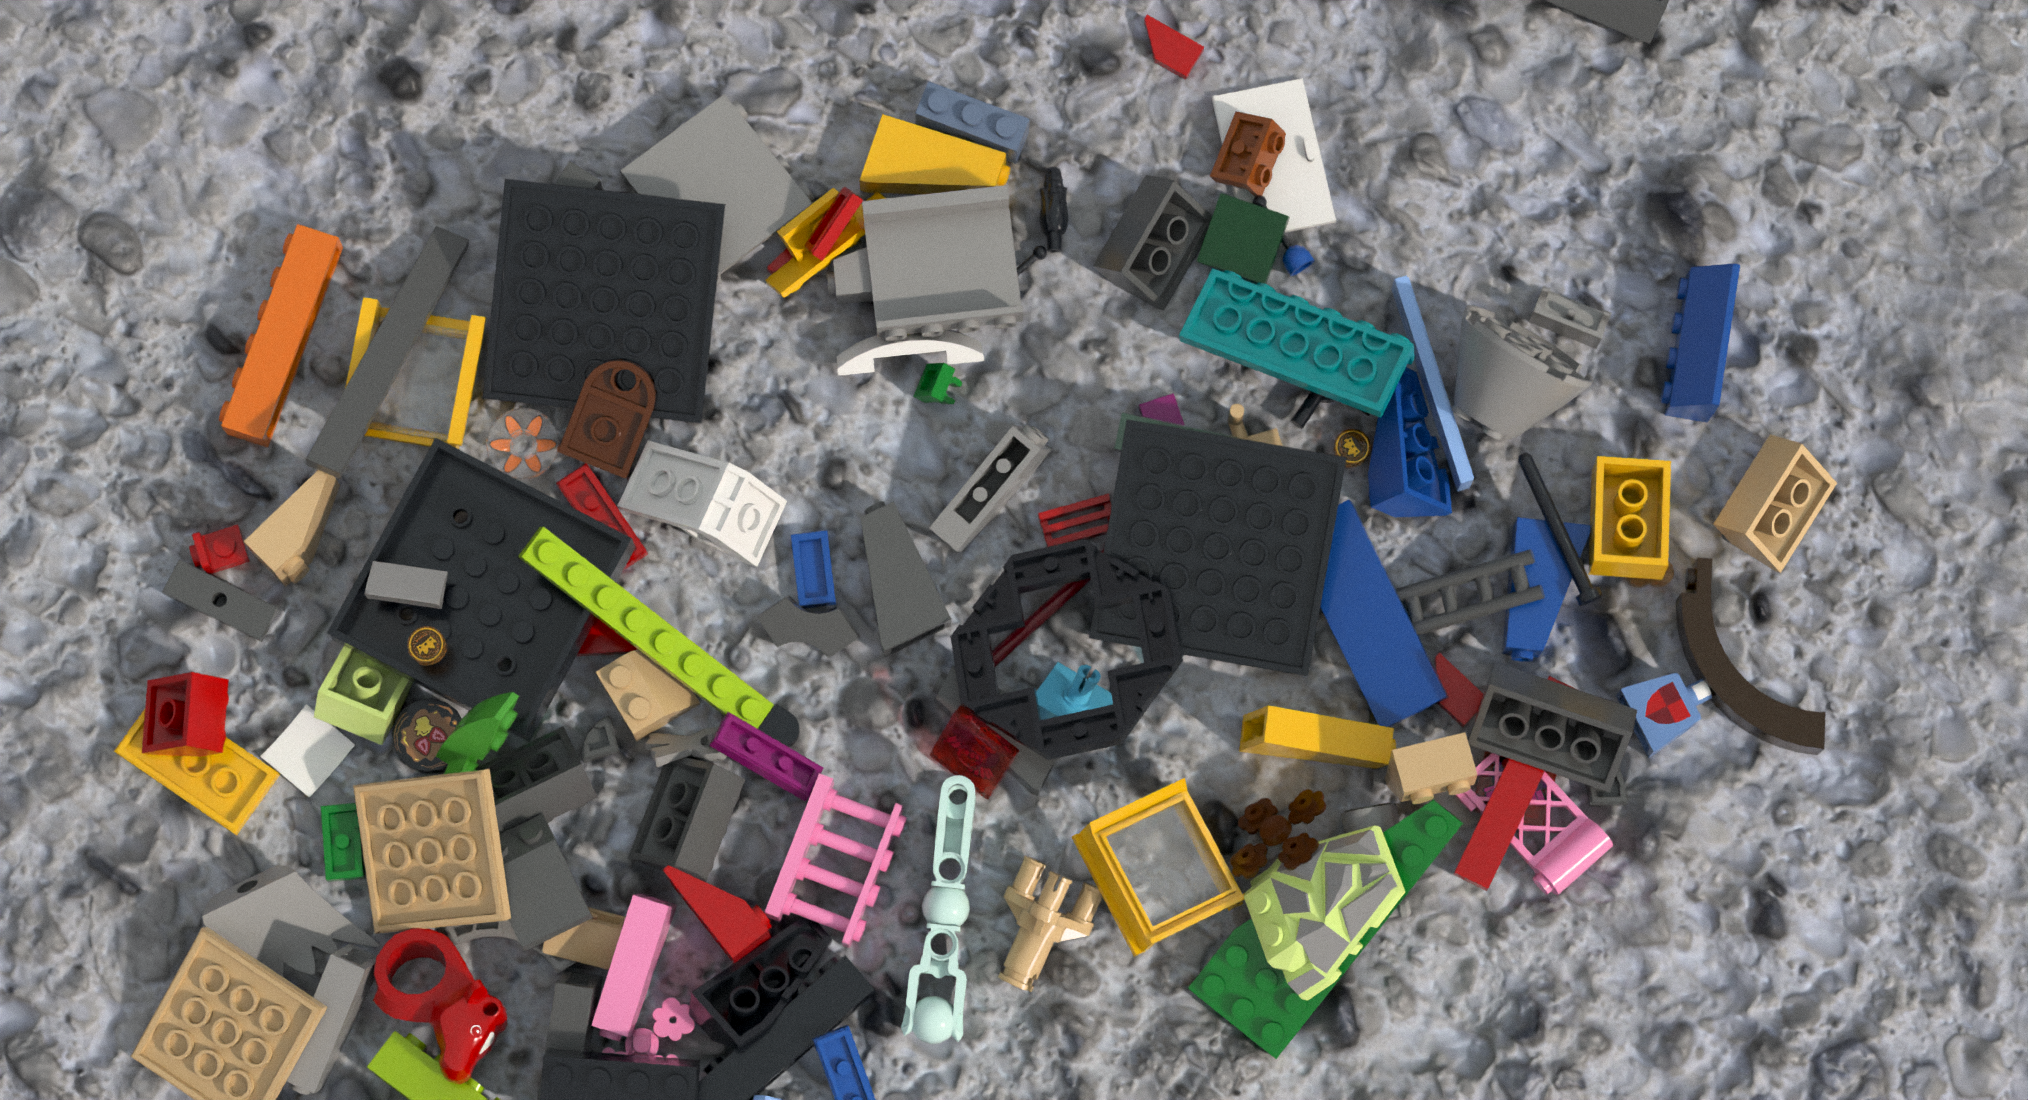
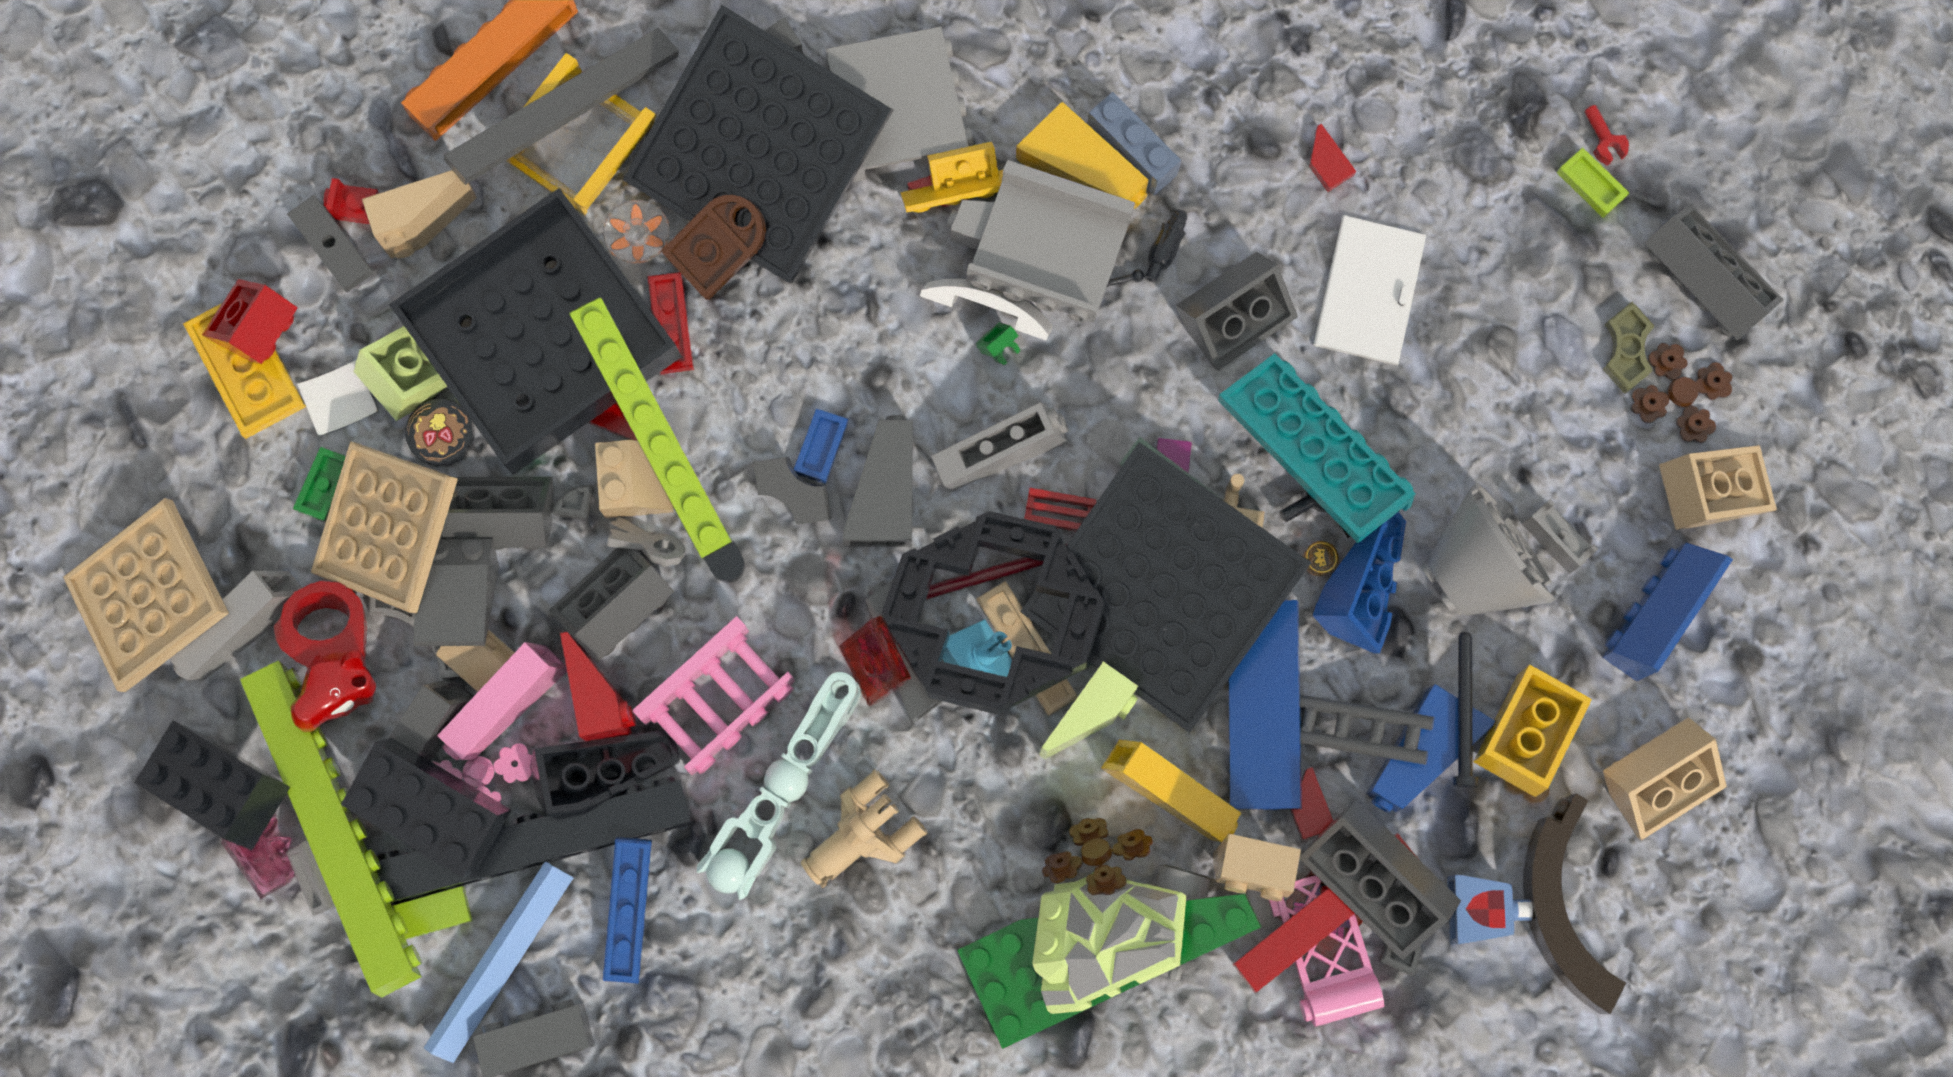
camera: 25 degrees right, 0 degrees up
(280, 920) = (237, 524): light grey piece -> none
(406, 584) = (471, 295): light grey slope -> none
(426, 645) = (461, 353): tile -> none
(478, 733) = (466, 447): bright green slope -> none
(705, 500) = (759, 347): white bracket -> none
(766, 756) = (701, 580): magenta tile -> none
(833, 223) = (976, 168): red tile -> none
(1075, 648) = (1005, 616): none -> tan tile
(1157, 866) = (981, 834): piece -> none
(1209, 690) = (1096, 707): none -> yellowish green slope
(1243, 238) = (1312, 341): dark green tile -> none
(1249, 153) = (1352, 274): dark orange bracket -> none
(1295, 257) = (1350, 378): blue hinge -> none
(1432, 383) = (1415, 537): light blue tile -> none
(1544, 84) = (1628, 359): none -> olive tile
(1621, 119) = (1682, 392): none -> reddish brown plant
(1697, 197) = (1717, 486): none -> tan slope

